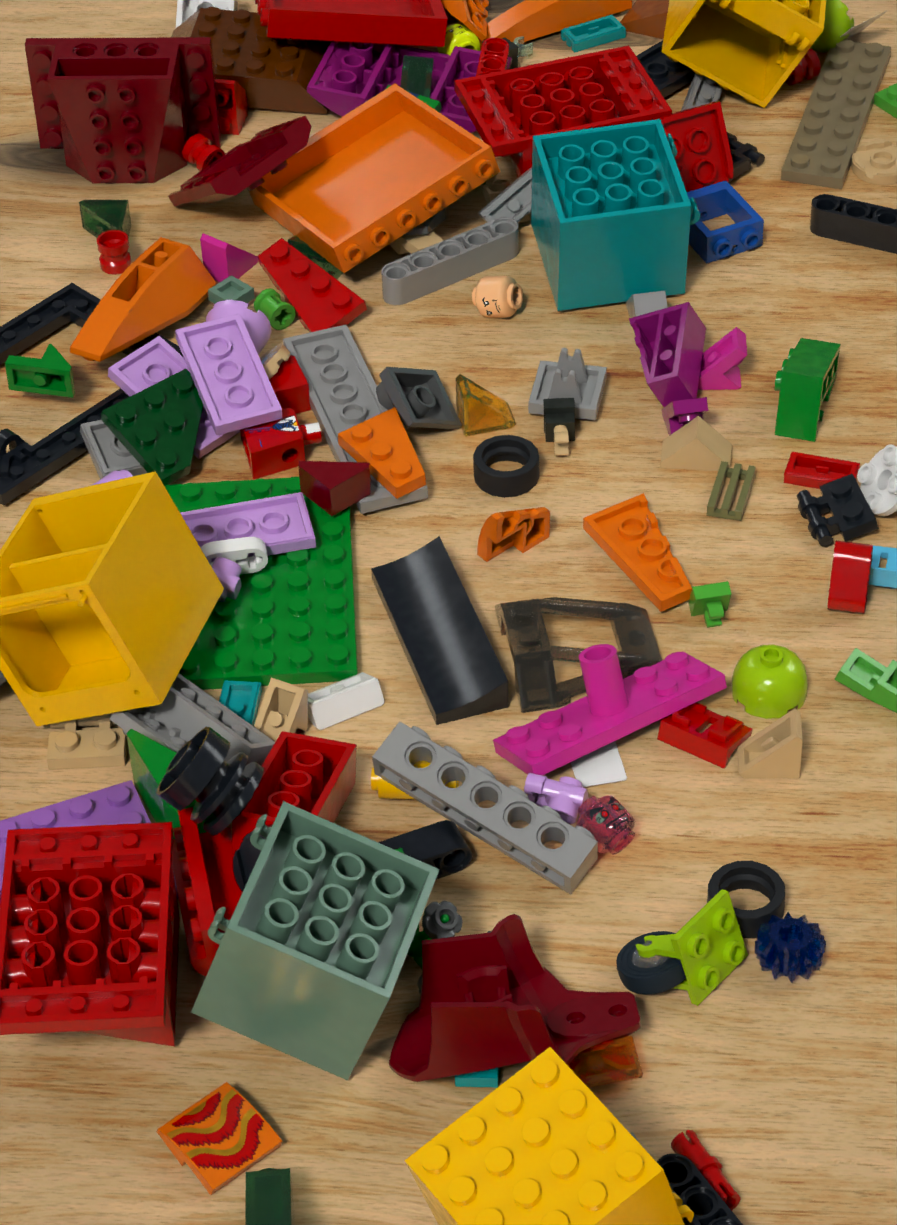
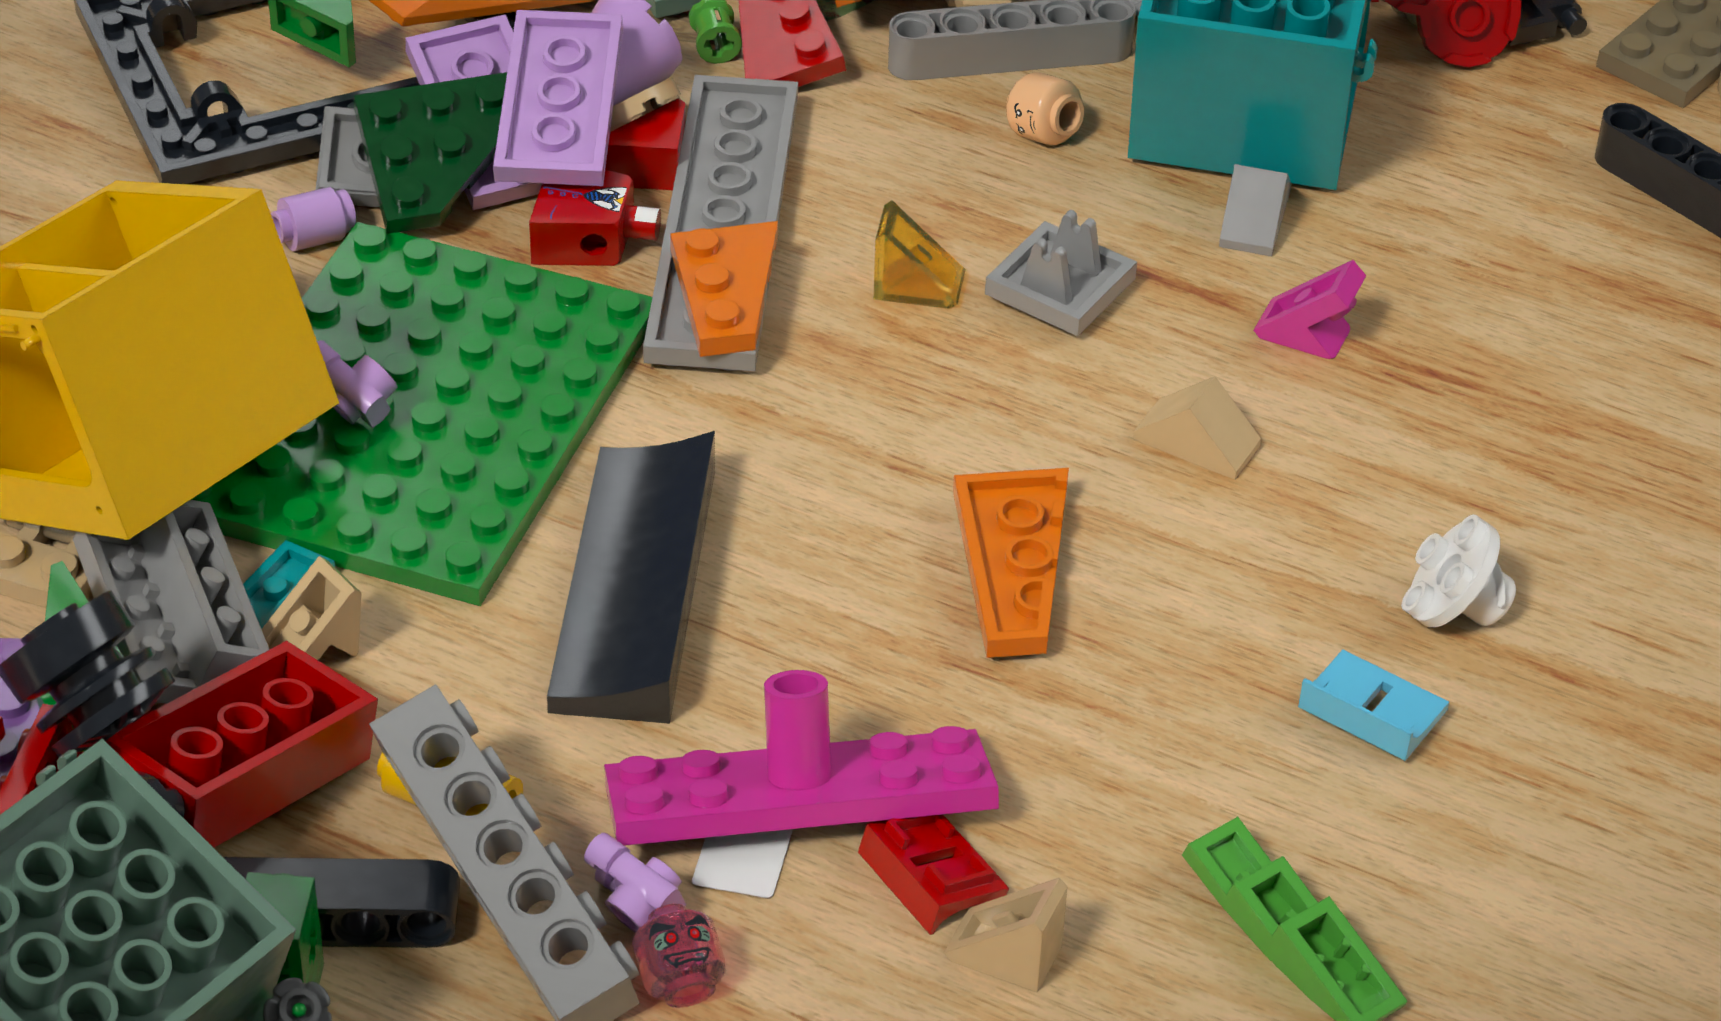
camera: 20 degrees right, 0 degrees up
(237, 551) = (406, 360): white beam -> none
(276, 520) = (443, 329): lavender tile -> none
(334, 484) = (617, 305): dark red slope -> none
(344, 700) = (432, 628): white slope -> none
(417, 398) = (822, 219): dark grey slope -> none
(506, 482) = (890, 388): black tyre -> none
(513, 528) = (827, 455): orange slope -> none
(535, 656) = (736, 647): clear smoke windscreen -> none
(559, 423) = (1015, 323): pearl dark grey piece -> none
(671, 351) = (1241, 271): magenta wedge -> none
(682, 412) = (1202, 362): magenta slope -> none
(710, 601) = (1064, 666): bright green tile -> none
(718, 244) = (1447, 68): blue window -> none
(734, 474) = (1204, 504): olive tile -> none
(769, 681) = (1078, 823): lime cylinder -> none
(803, 386) = (1420, 382): green wedge -> none
(817, 470) = (1368, 533): red tile -> none
(847, 506) = (1372, 598): black plate -> none
(850, 577) = (1298, 702): red beam -> none

